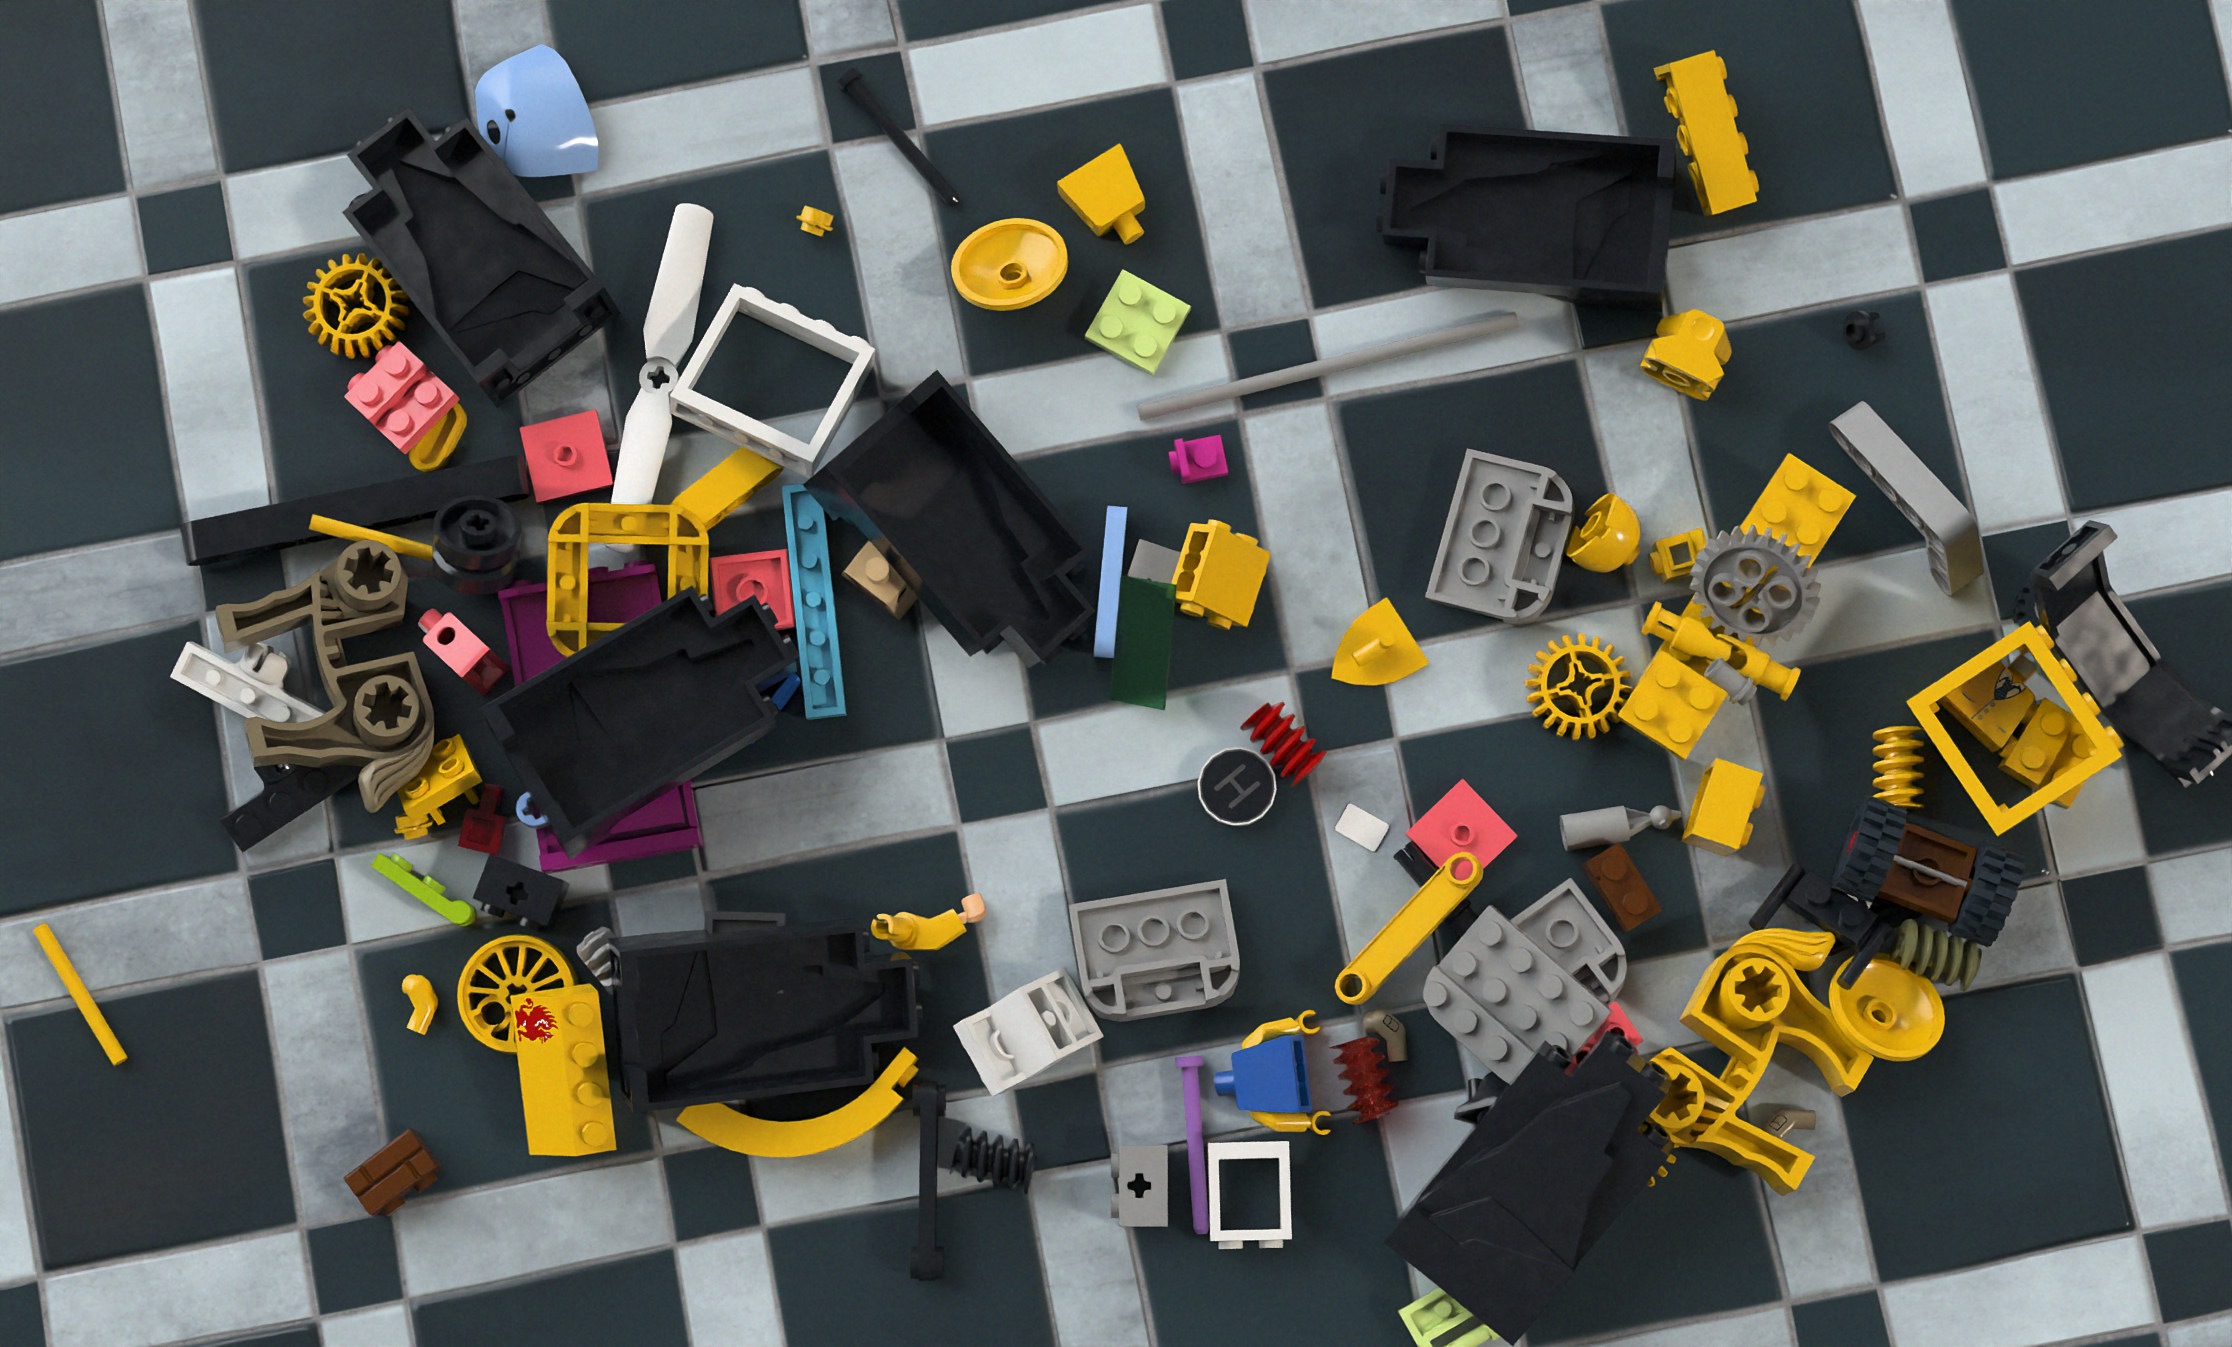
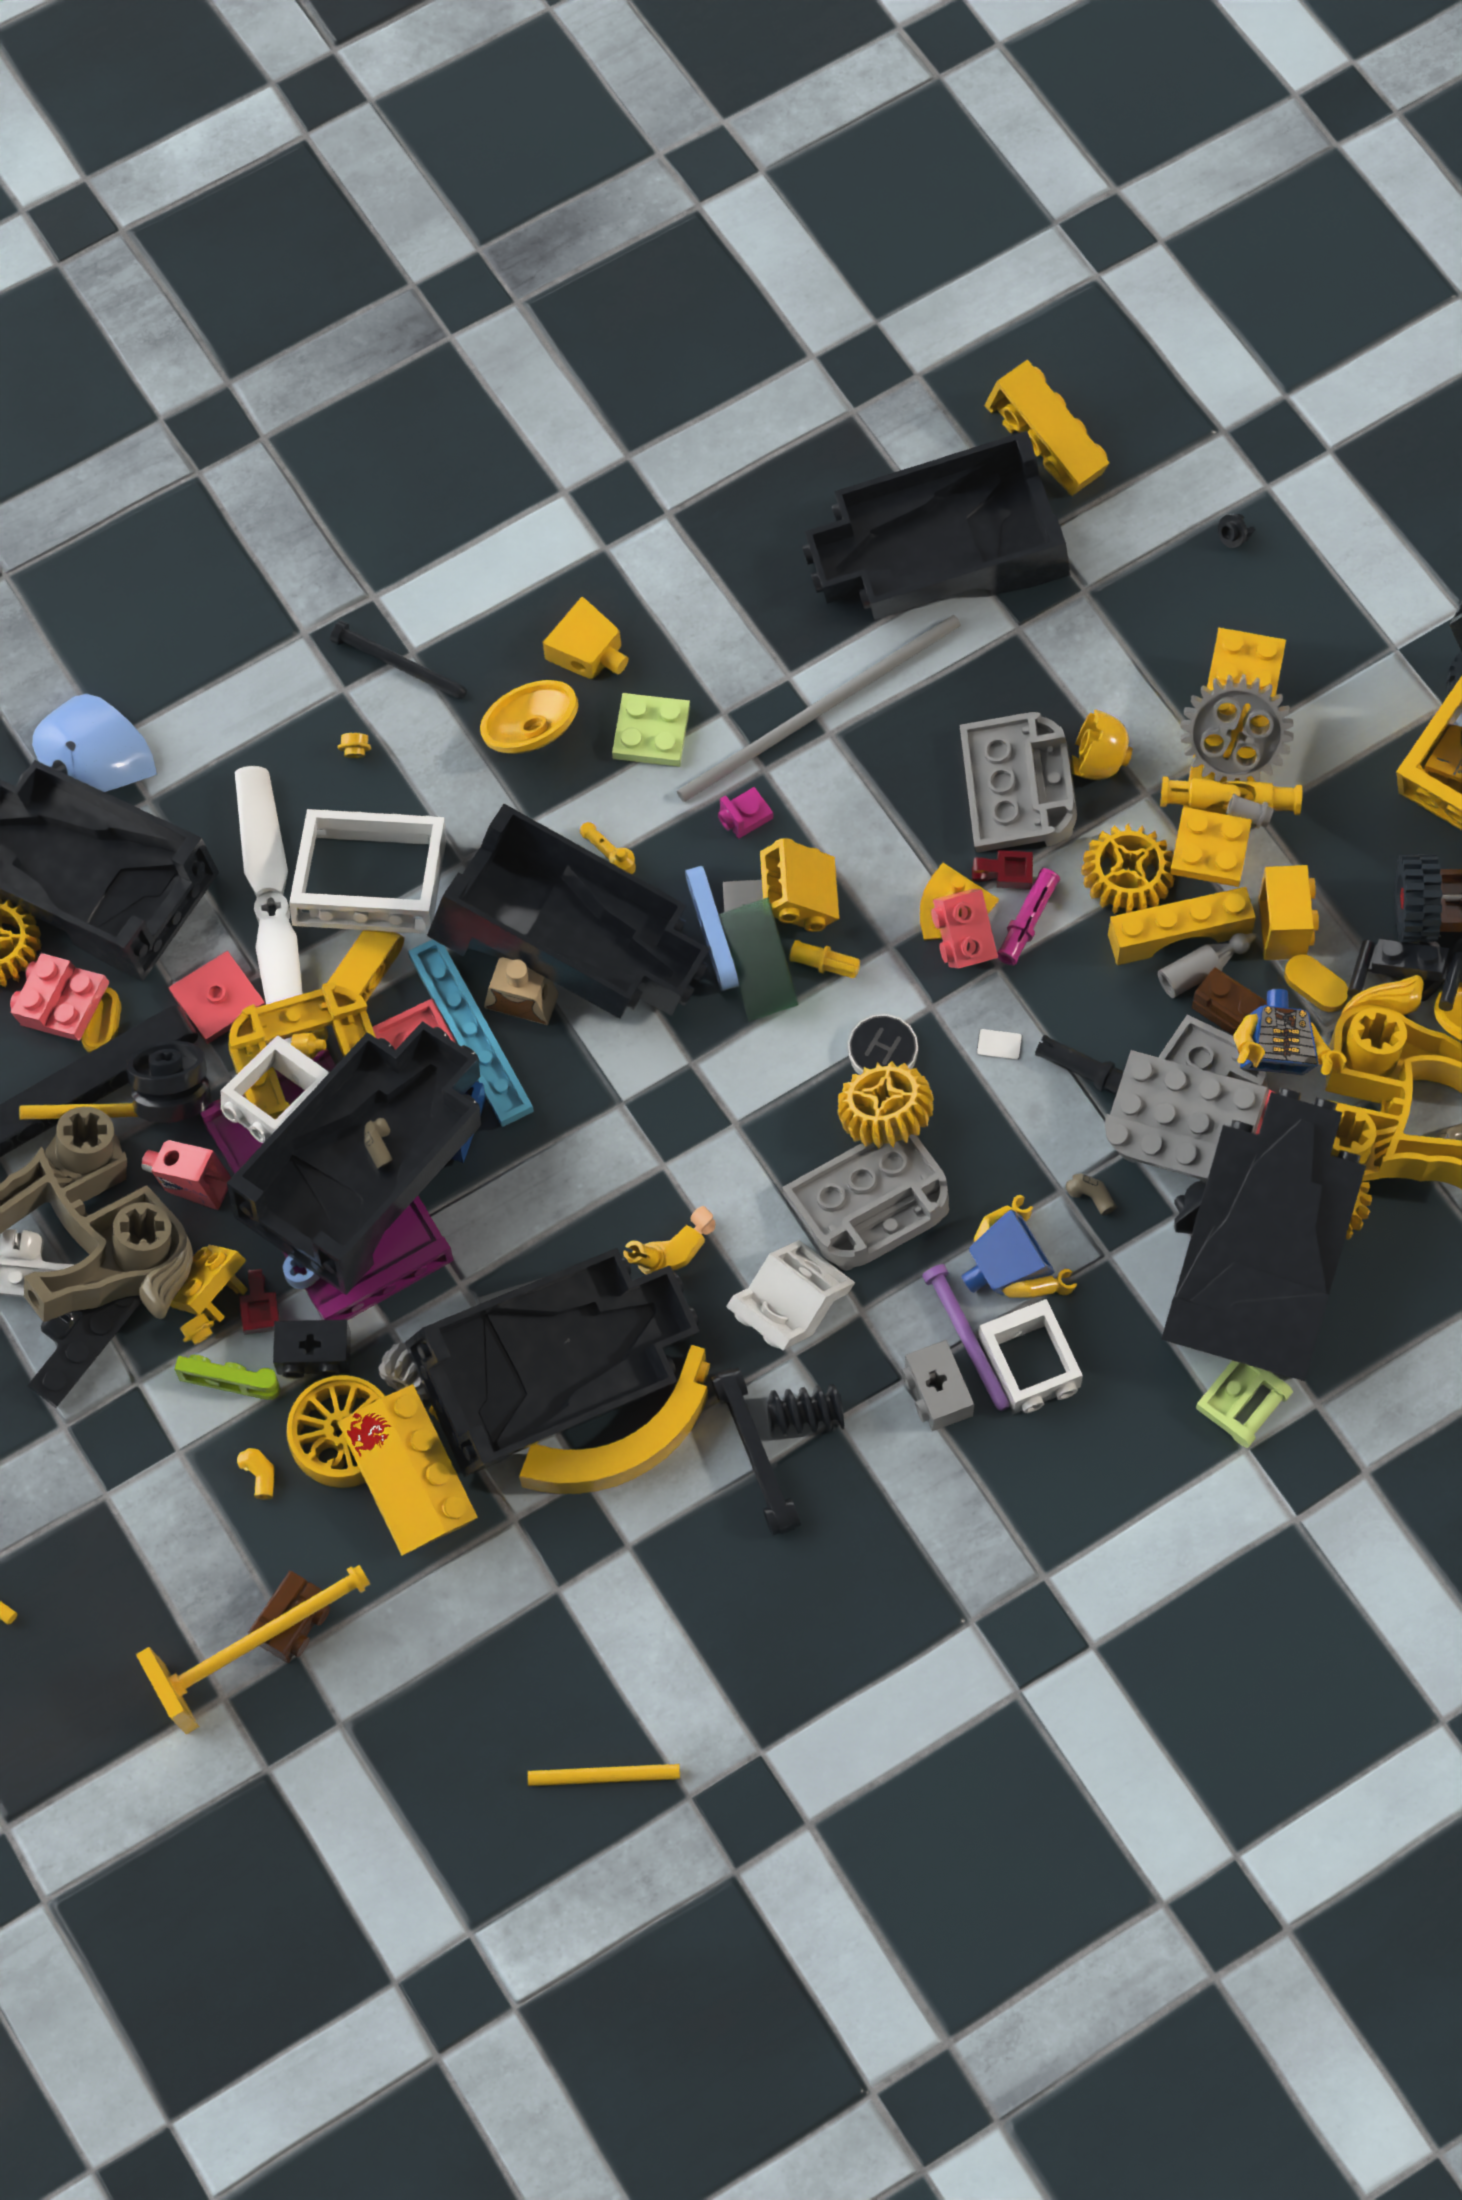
camera: 20 degrees left, 15 degrees down
(244, 1208) = (173, 1687): none -> yellow tile
(605, 587) = (287, 1061): none -> white window
(632, 561) = (311, 1042): none -> yellow piece
(656, 706) = (374, 1144): none -> dark tan arm
(1045, 464) = (620, 857): none -> yellow piece
(1213, 879) = (885, 1104): none -> yellow gear
(1215, 663) = (824, 959): none -> yellow axle
(1283, 741) = (906, 996): red piece -> none
(1365, 1079) = (1086, 1231): clear red piece -> none
(1373, 692) = (964, 928): none -> coral brick
(1409, 928) = (1072, 1099): yellow piece -> none
(1436, 710) = (1022, 928): none -> dark pink pin
(1453, 637) = (1011, 869): none -> dark red plate
(1459, 825) = (1083, 1017): coral plate -> none
(1607, 773) = (1146, 931): none -> yellow arch
(1652, 959) = (1283, 1040): none -> torso
(1676, 555) = (1163, 744): yellow window -> none
(1688, 353) = (1105, 591): yellow piece -> none
(1723, 891) = (1316, 983): none -> yellow tile
(1898, 766) = (1408, 830): yellow piece -> none
(1923, 499) = (1337, 622): light grey beam -> none

